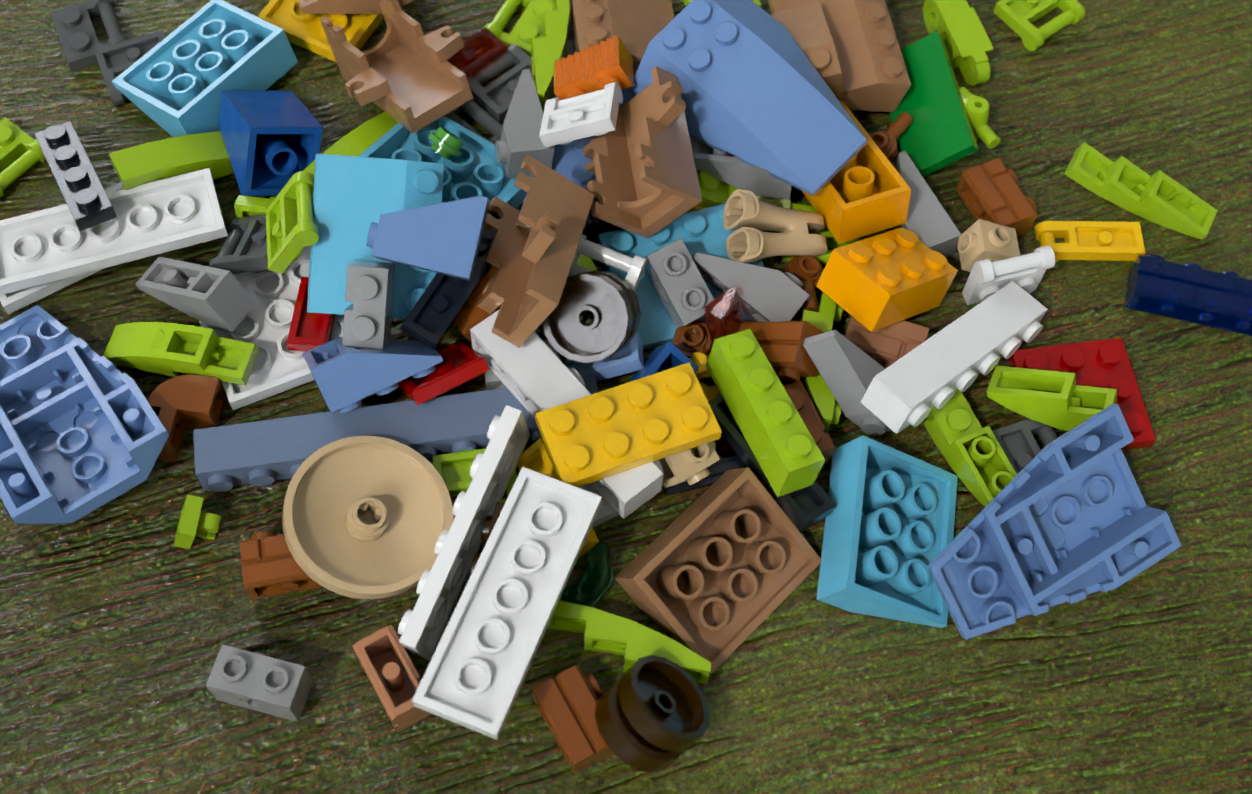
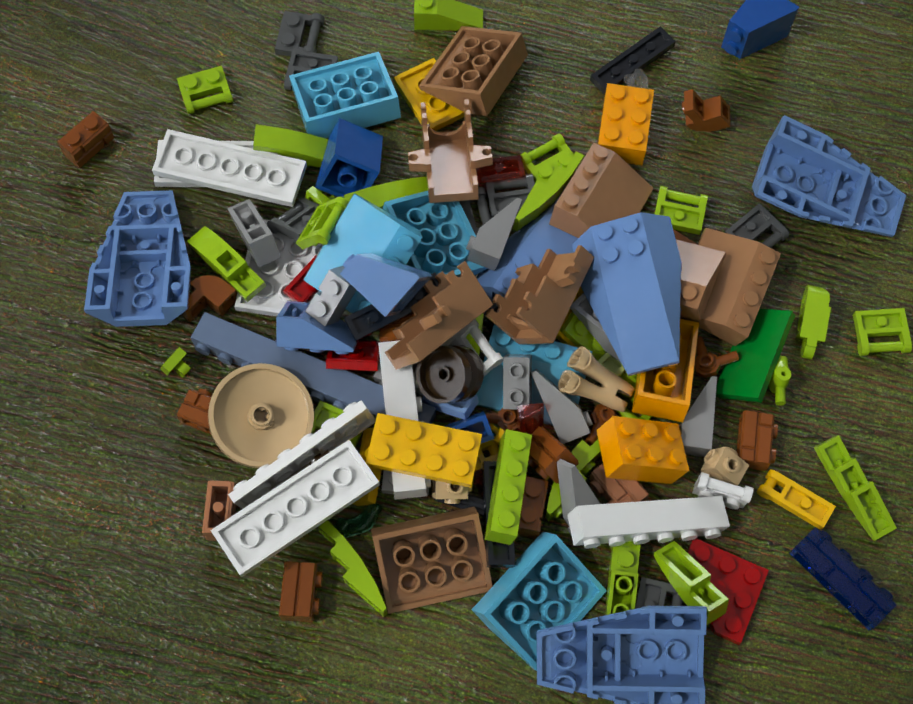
camera: 35 degrees right, 5 degrees up
(75, 176) = (232, 126): plate -> none
(259, 683) = (154, 471): light grey brick -> none
(446, 143) = (443, 220): bright green plate -> none
(580, 116) = (525, 248): white plate -> none
(594, 69) = (553, 225): orange brick -> none
(652, 714) = (335, 614): dark brown wheel -> none

